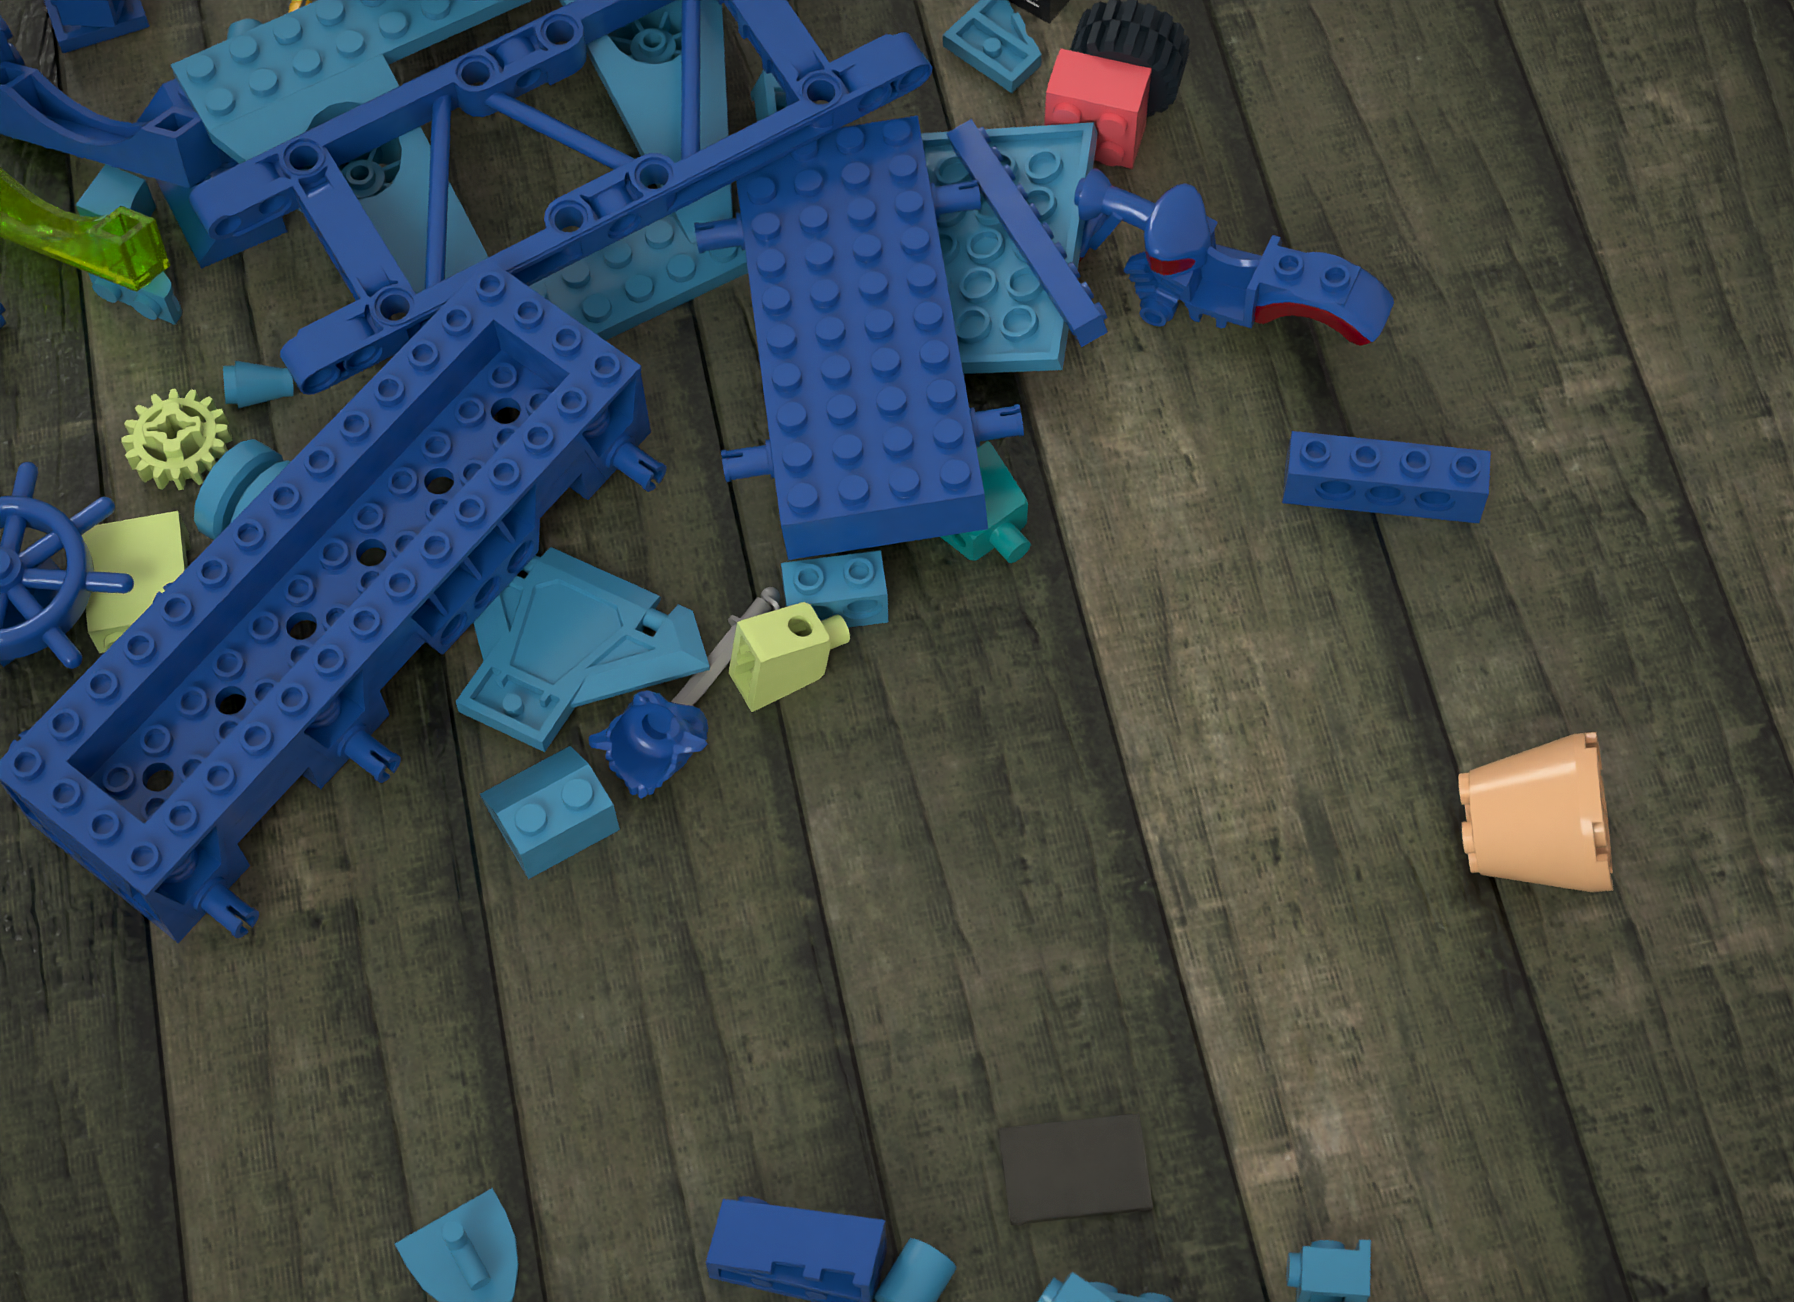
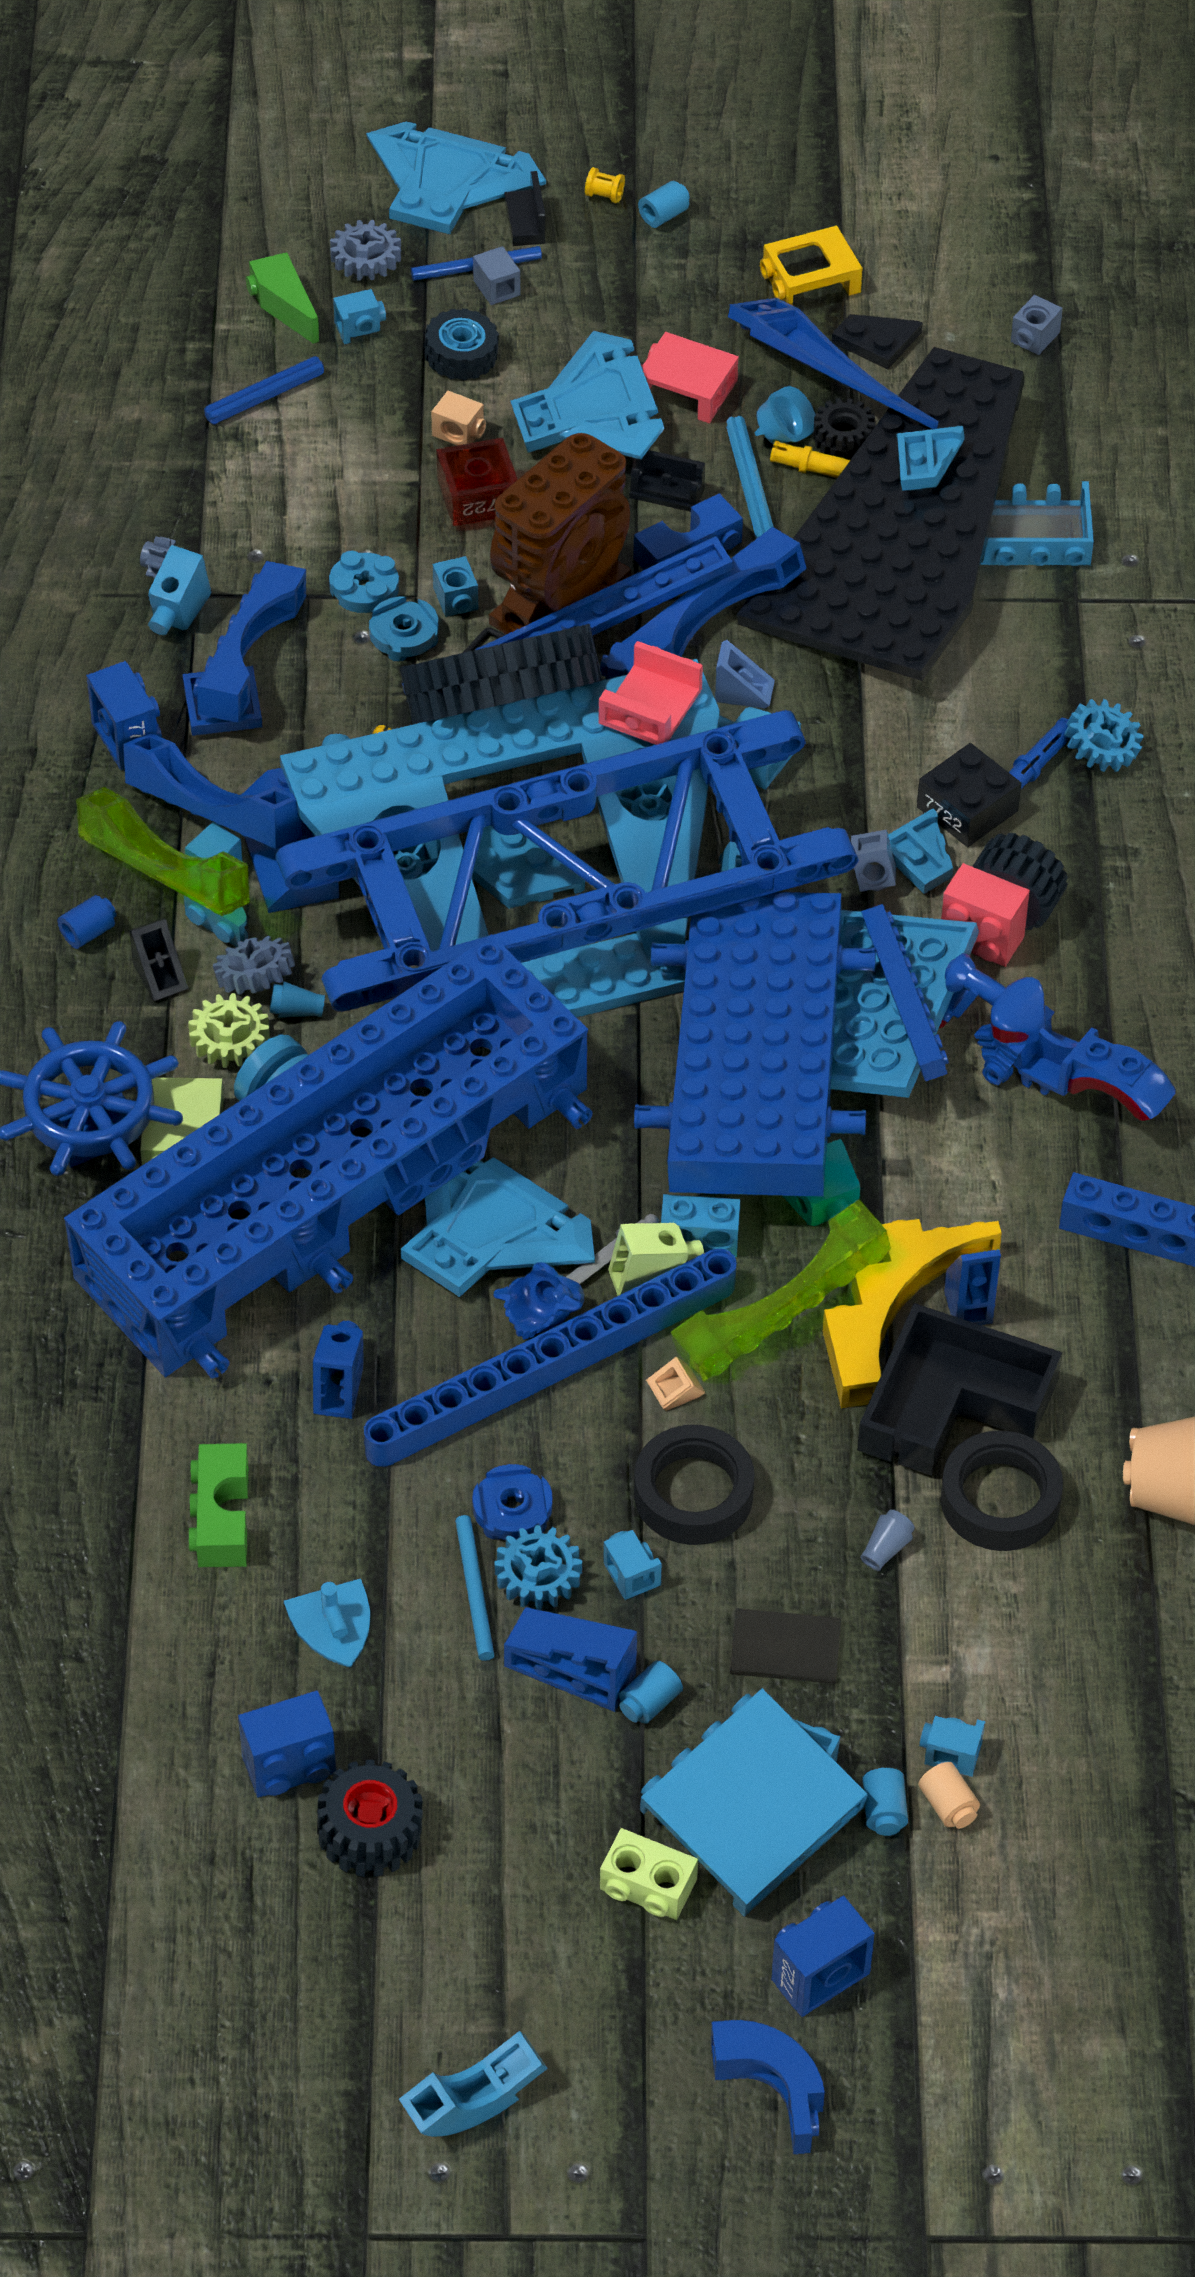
camera: 10 degrees right, 10 degrees down
(67, 361) = (157, 959): none -> black slope
(193, 345) = (254, 965): none -> sand blue gear
(274, 1079) = (219, 1533): none -> bright green arch
(404, 875) = (337, 1350): none -> blue torso
(506, 156) = (520, 870): none -> dark azure wing
(551, 811) = (455, 1337): dark azure slope -> none
(647, 1172) = (474, 1588): none -> dark azure bar
(668, 1067) = (516, 1482): none -> blue plate
(672, 836) = (707, 1278): none -> blue beam
(747, 1132) = (535, 1563): none -> dark azure gear
(848, 1095) = (631, 1564): none -> dark azure brick
(849, 819) = (675, 1384): none -> light nougat slope
(889, 751) = (718, 1339): none -> clear neon green arch
(891, 901) = (689, 1526): none -> black tyre
(944, 48) = (874, 848): none -> sand blue brick
(1111, 588) = (881, 1289): none -> yellow arch
(1174, 987) = (888, 1538): none -> sand blue cone
(1203, 615) = (973, 1286): none -> blue slope
(1207, 731) = (952, 1369): none -> black piece
(1321, 830) = (992, 1531): none -> black tyre

